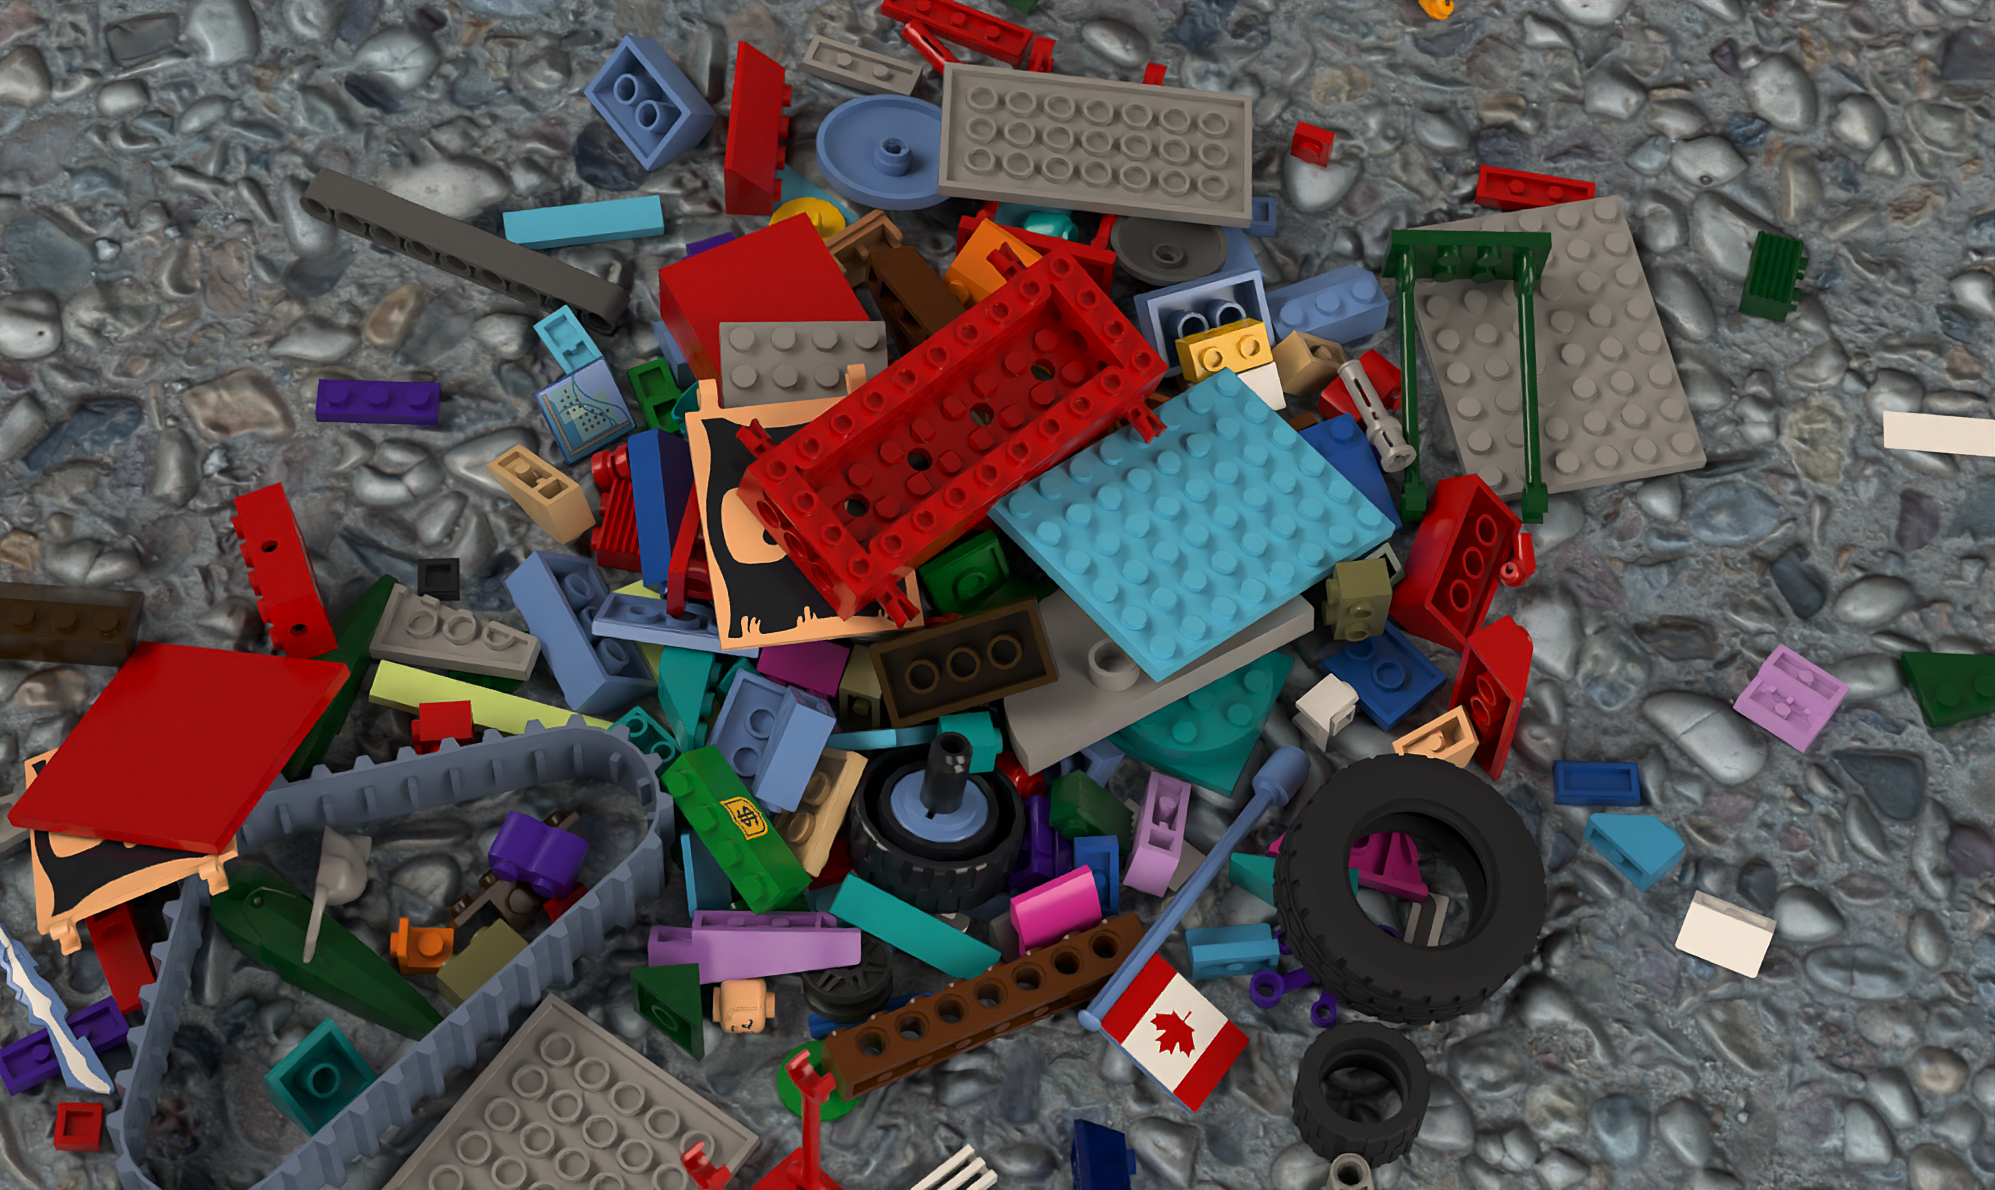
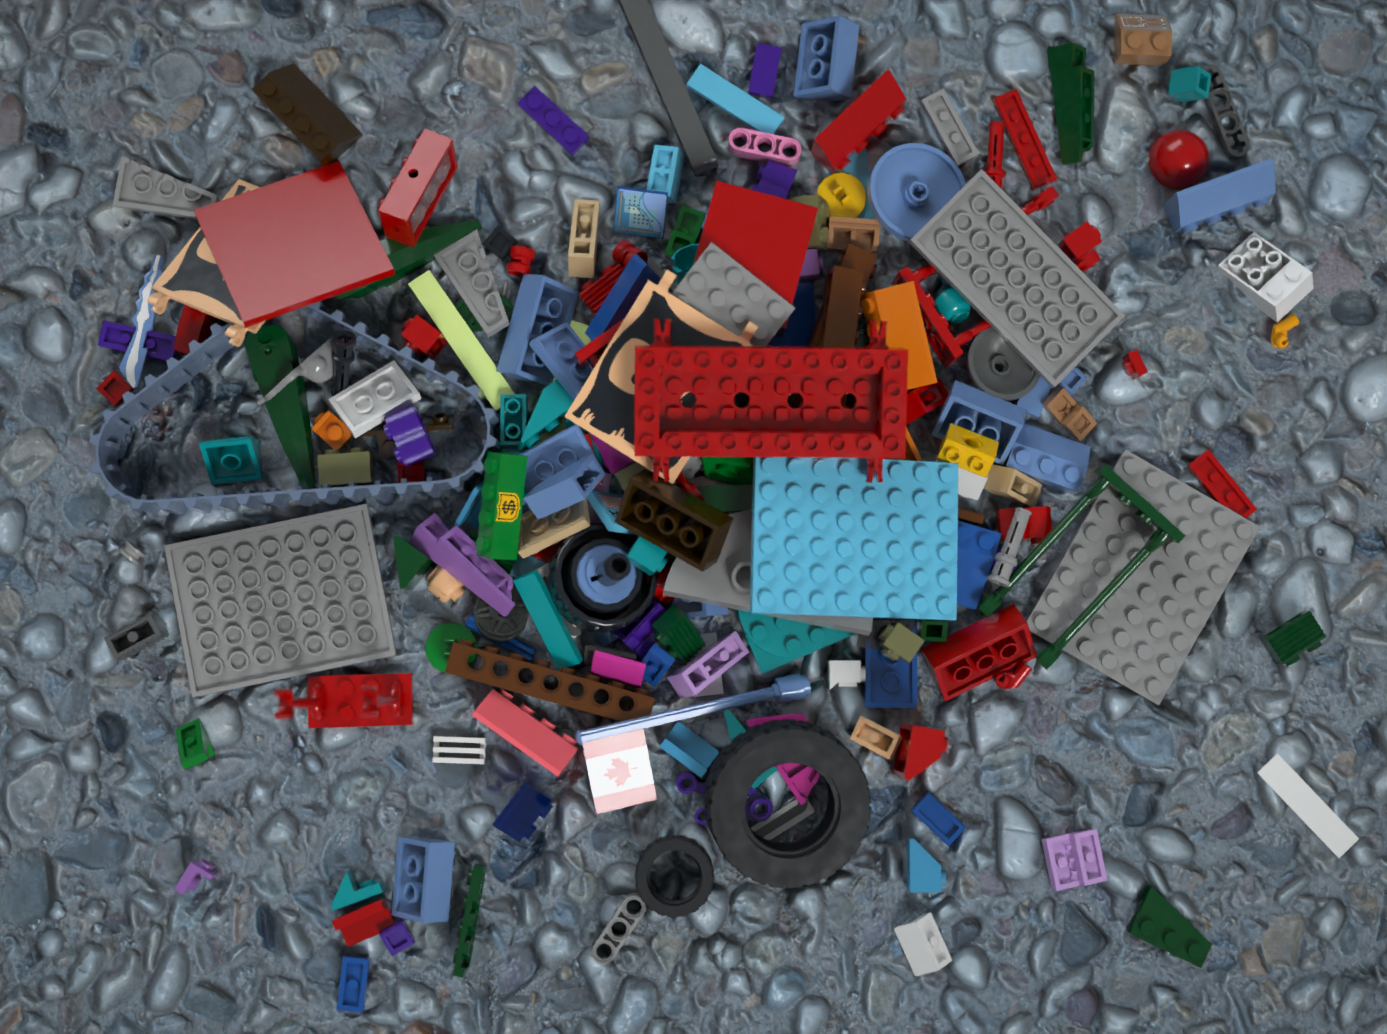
camera: 45 degrees right, 25 degrees up
(367, 827) = (342, 357): none -> black pin
(447, 859) = (374, 398): none -> white plate
(485, 573) = (520, 261): none -> red wheel
(586, 167) = (764, 70): none -> dark purple tile
(648, 238) = (755, 138): none -> bright pink beam
(1015, 1088) = (525, 731): none -> coral slope
(1127, 61) = (1080, 241): none -> red brick
(1297, 250) = (1068, 413): none -> medium nougat slope

